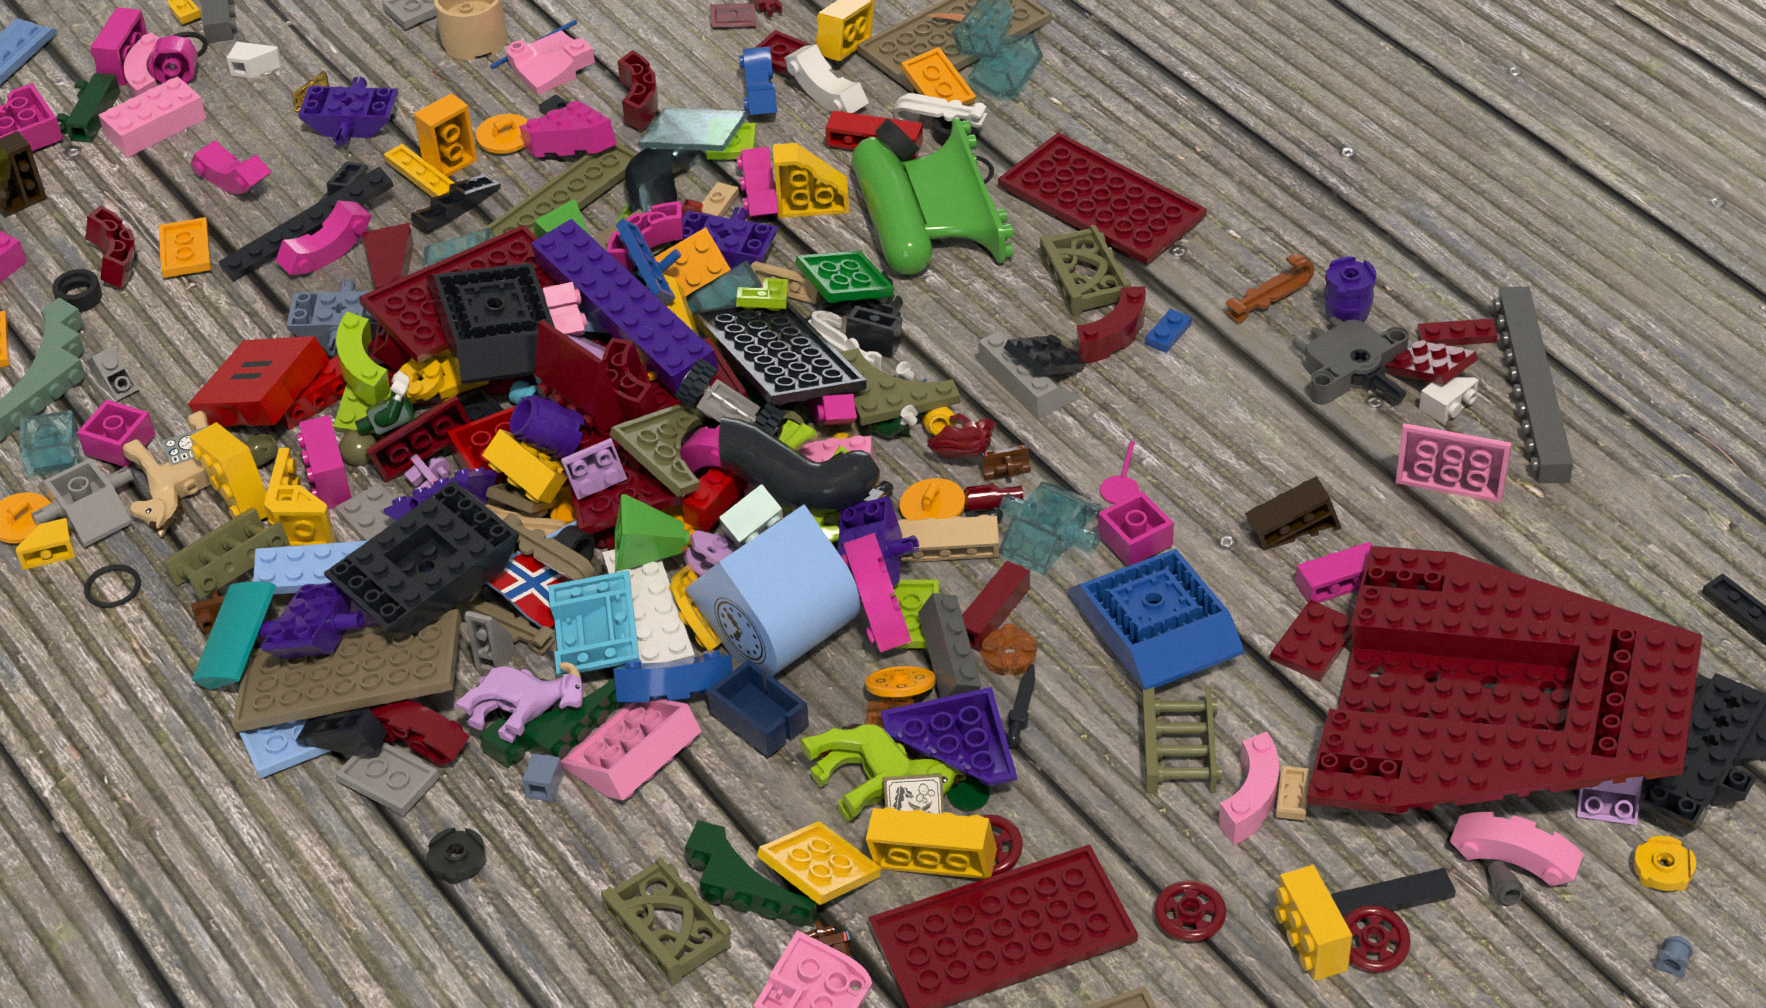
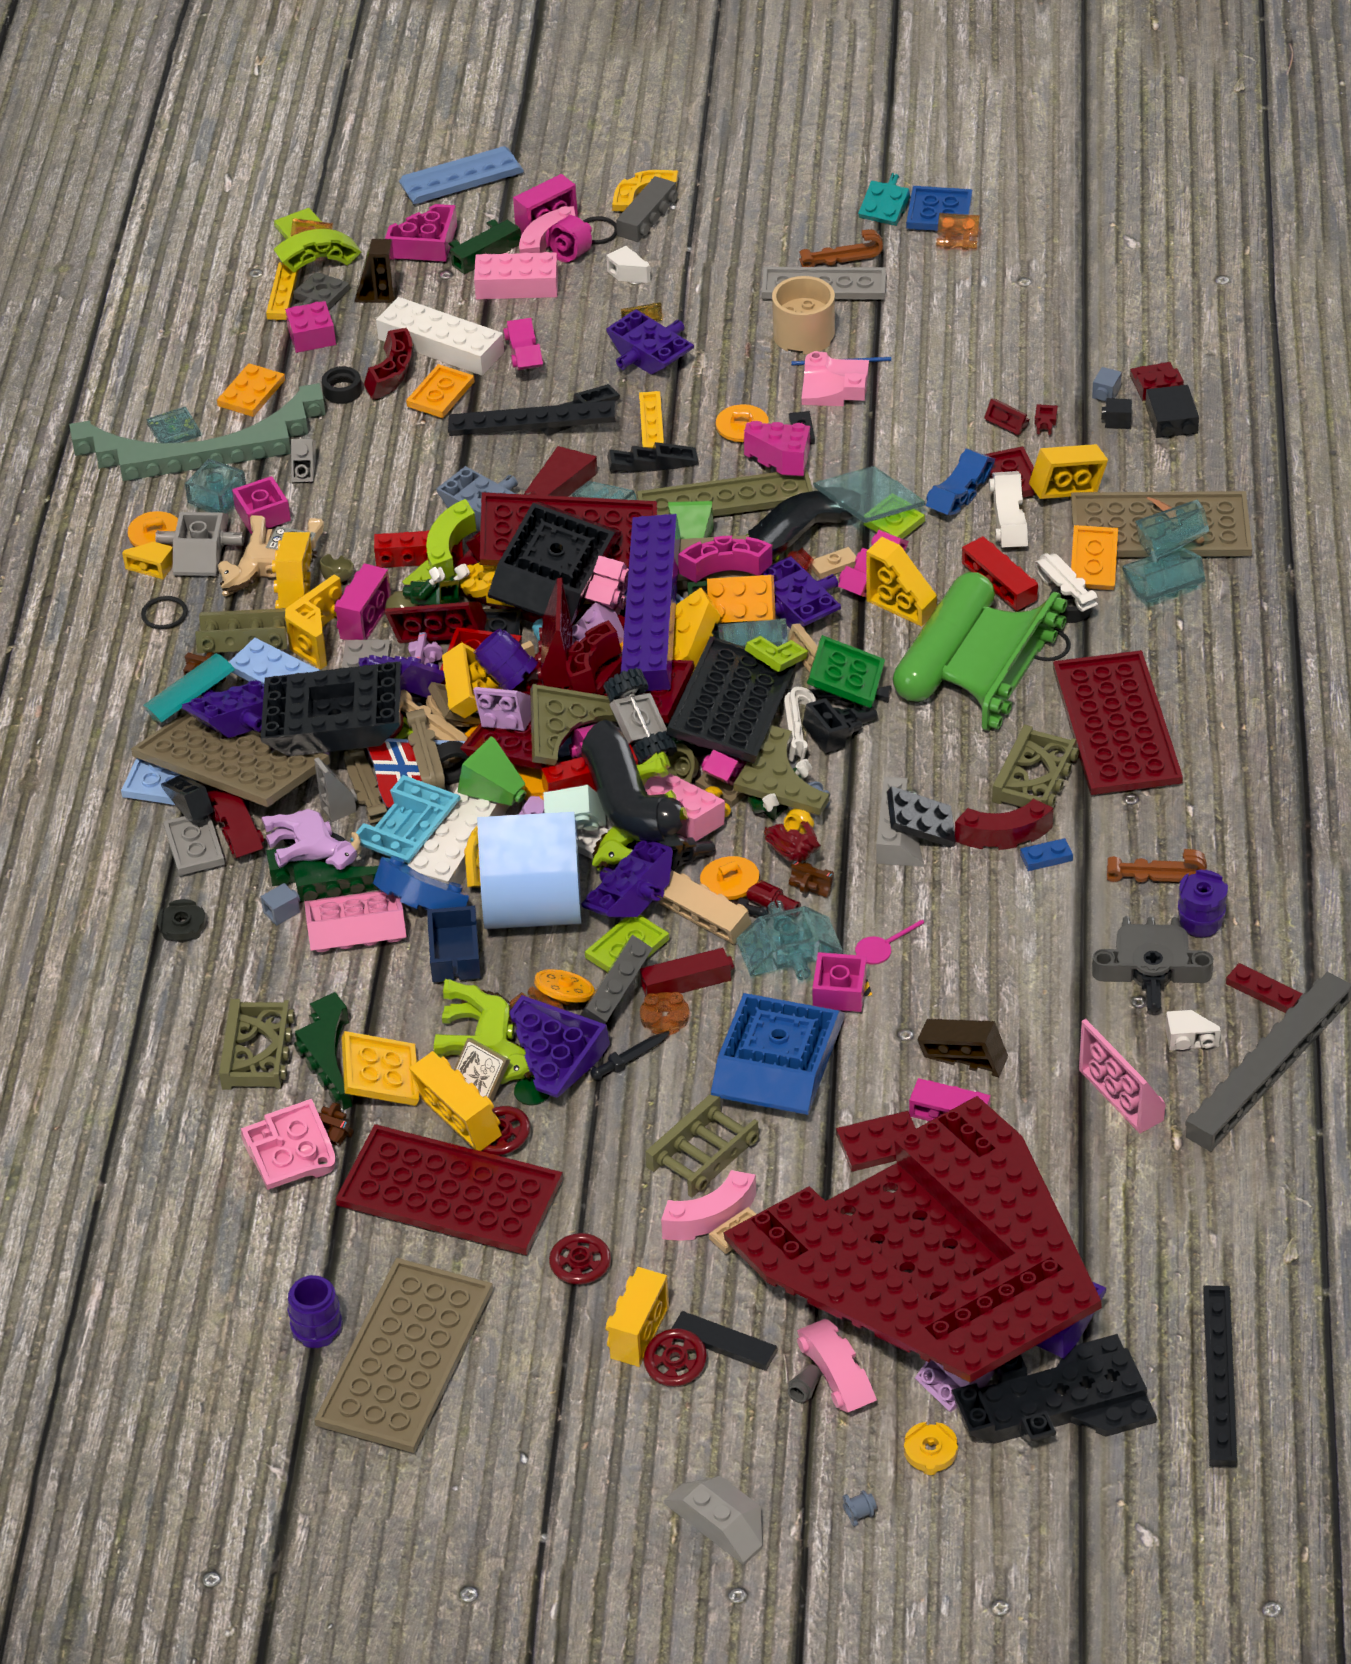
camera: 40 degrees right, 0 degrees up
(136, 198) = (443, 336): none -> white brick
(260, 381) = (377, 519): red tile -> none
(327, 245) = (534, 442): dark pink brick -> none
(446, 135) = (682, 402): light orange brick -> none
(642, 100) = (867, 447): dark red brick -> none
(649, 269) = (694, 577): blue plate -> none
(875, 587) = (590, 922): dark pink brick -> none
(897, 140) = (995, 586): black tyre -> none
(1431, 362) = (1204, 995): dark red plate -> none

